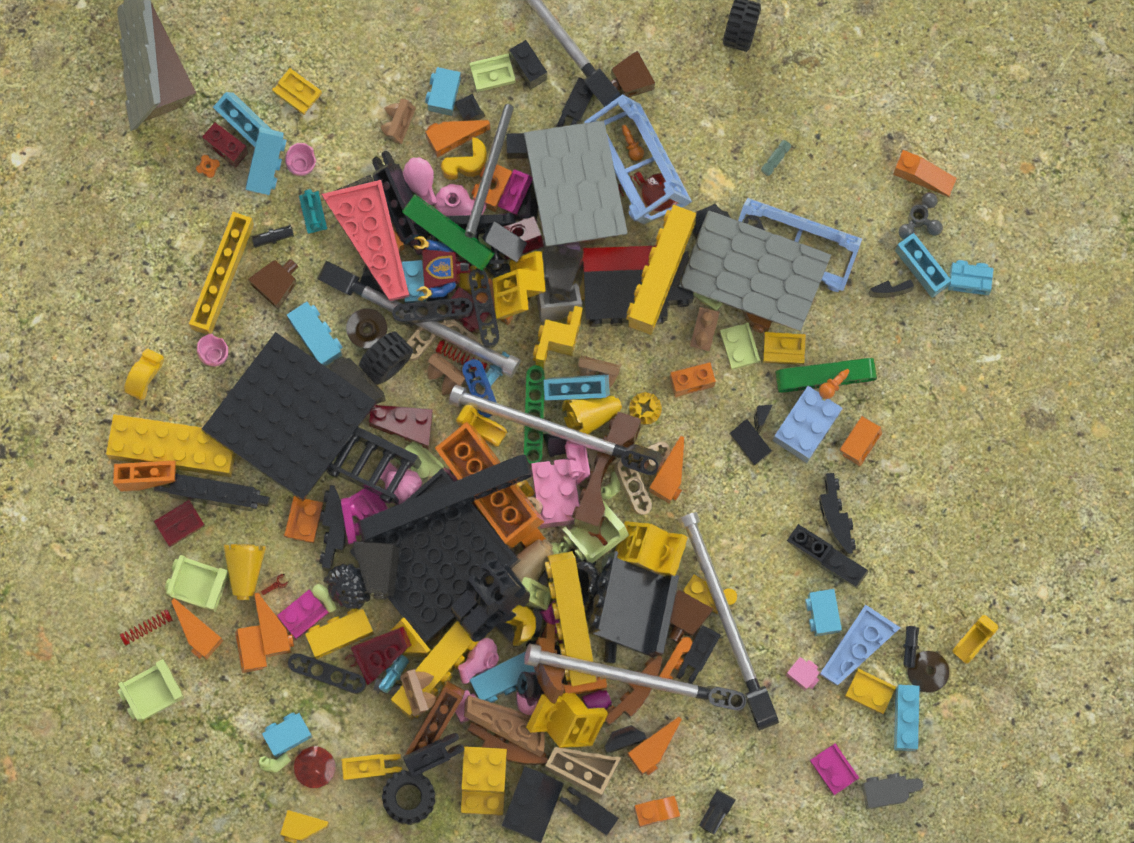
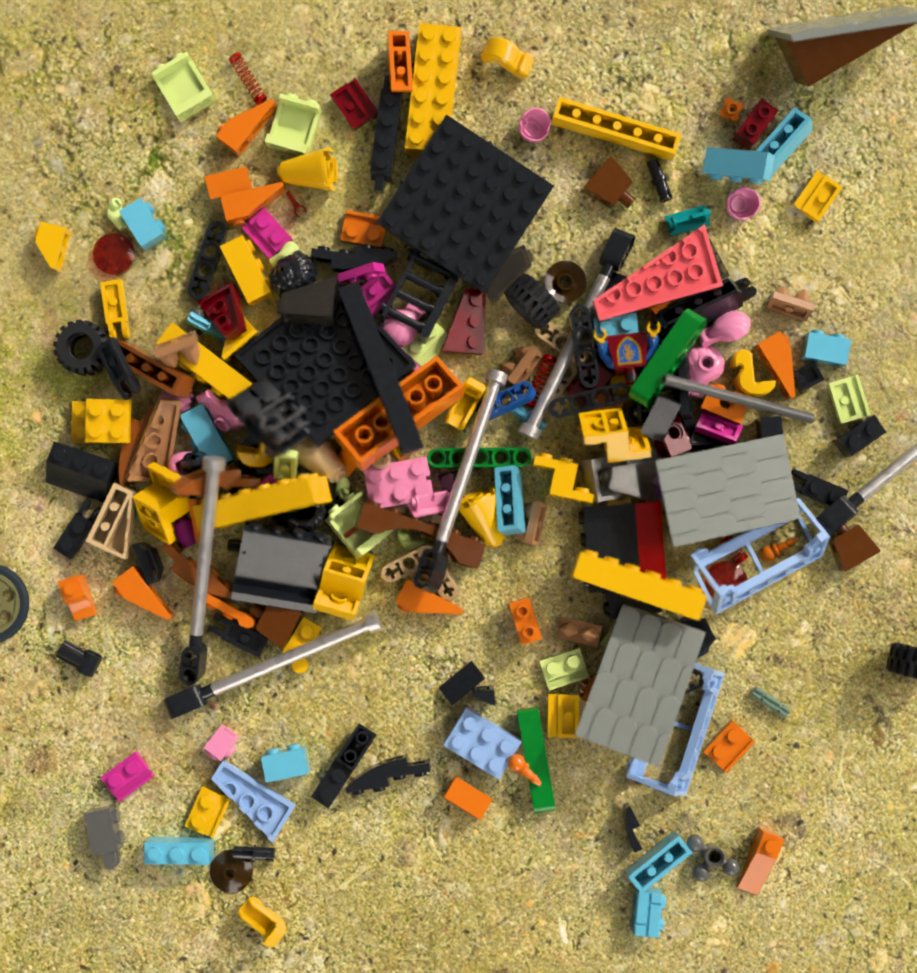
camera: 90 degrees right, 10 degrees up
(315, 334) = (556, 229): medium azure brick -> none
(647, 417) = (490, 563): yellow gear -> none
(816, 197) = (728, 746): none -> orange plate

